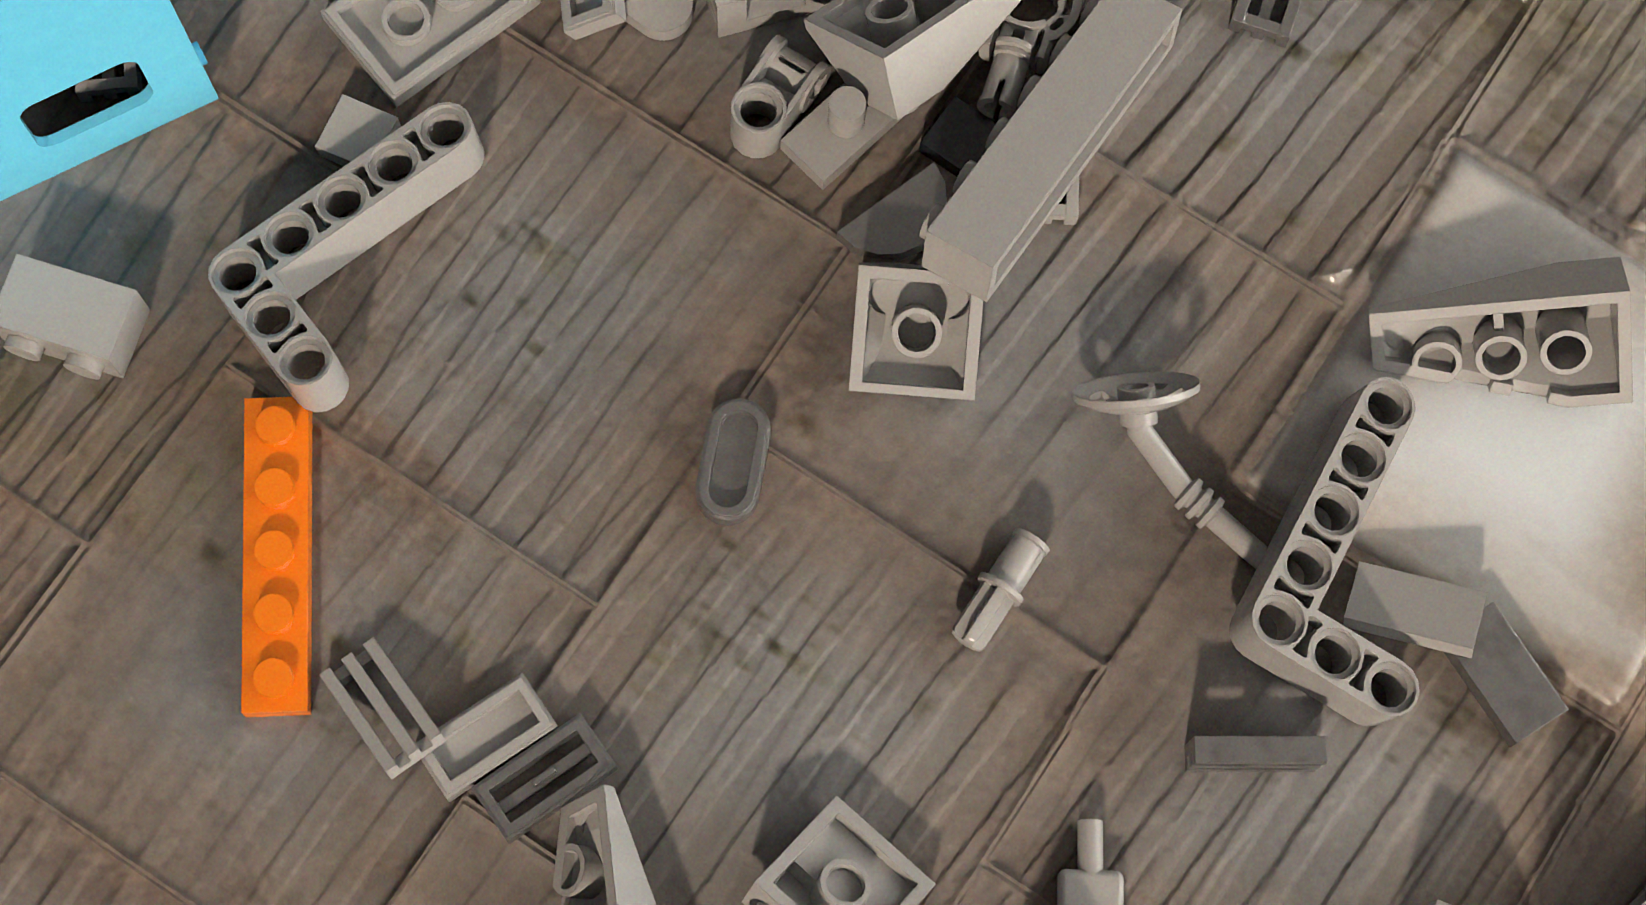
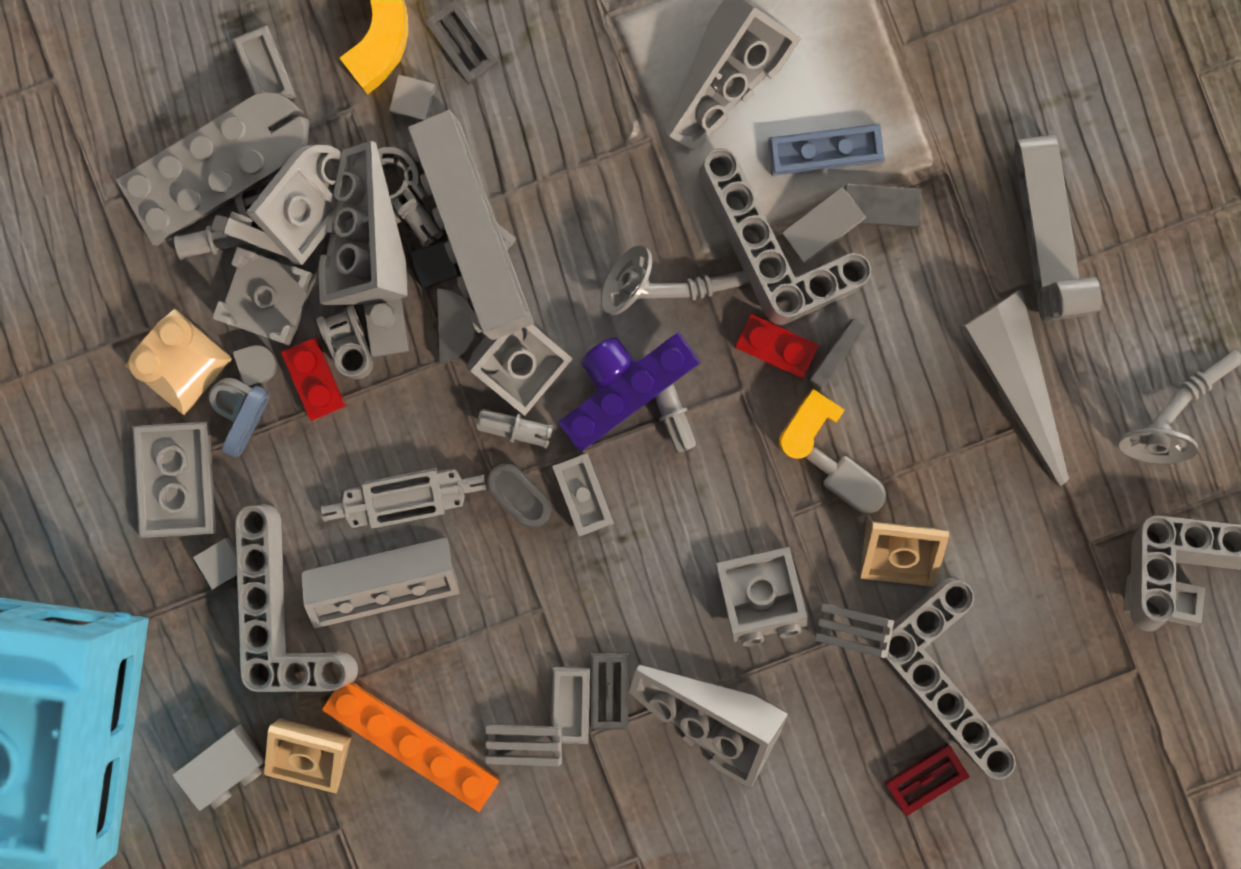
camera: 45 degrees left, 15 degrees up
(164, 419) = (306, 755): none -> tan slope
(476, 358) = (379, 583): none -> light grey panel
(575, 39) = (246, 422): none -> sand blue tile
(665, 351) = (364, 505): none -> light grey piece
(694, 91) = (313, 379): none -> red plate
(798, 544) = (583, 494): none -> light grey plate
(822, 388) = (514, 428): none -> light grey axle
(991, 491) = (624, 385): none -> dark purple plate
(1127, 781) = (798, 435): none -> yellow leg
(1199, 666) = (776, 346): none -> red plate
(1515, 544) = (826, 149): none -> sand blue tile

